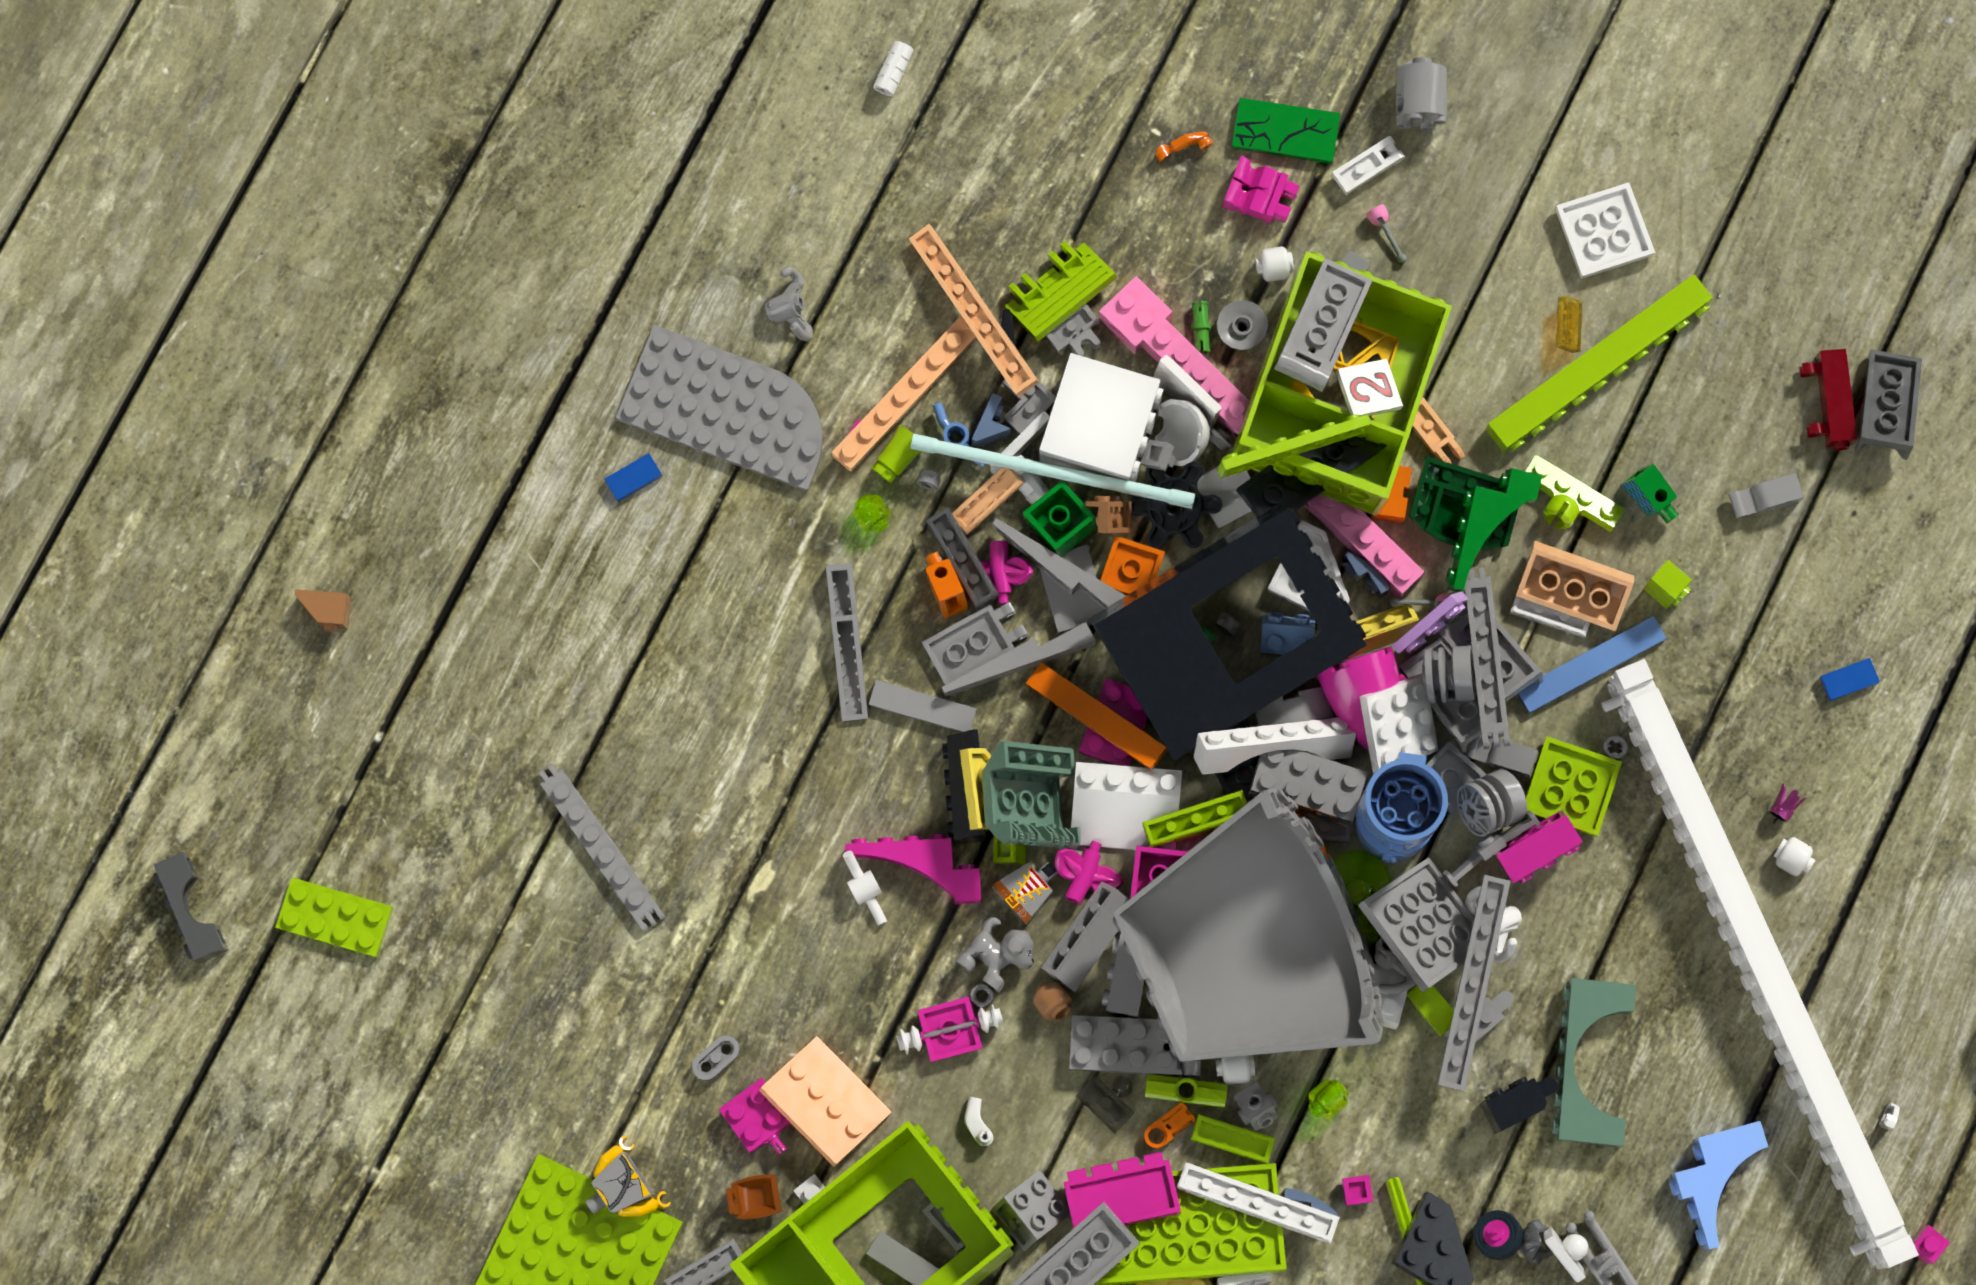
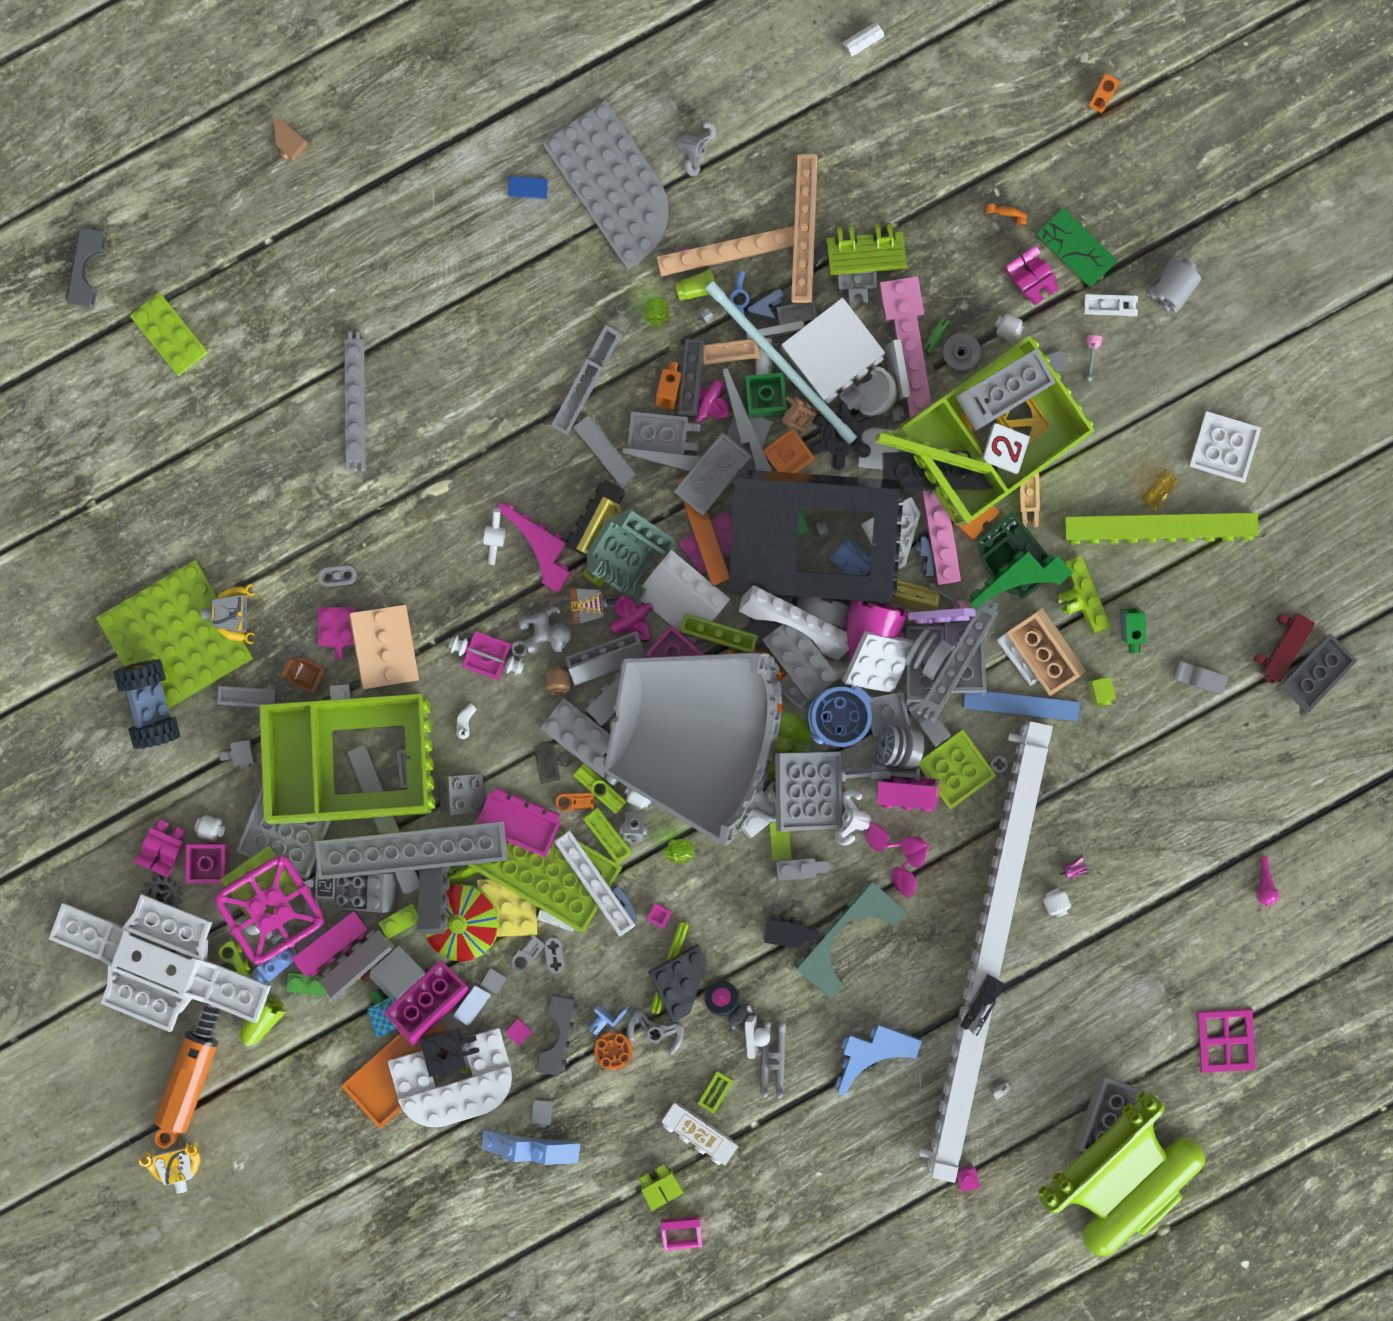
camera: 30 degrees right, 10 degrees up
(1062, 646) = (712, 474): none -> light grey tile
(1473, 983) = (811, 845): light grey plate -> none
(1592, 905) = (914, 850): none -> dark pink plant
(1798, 1025) = (982, 1004): none -> black plate
(1849, 679) = (1168, 821): blue tile -> none

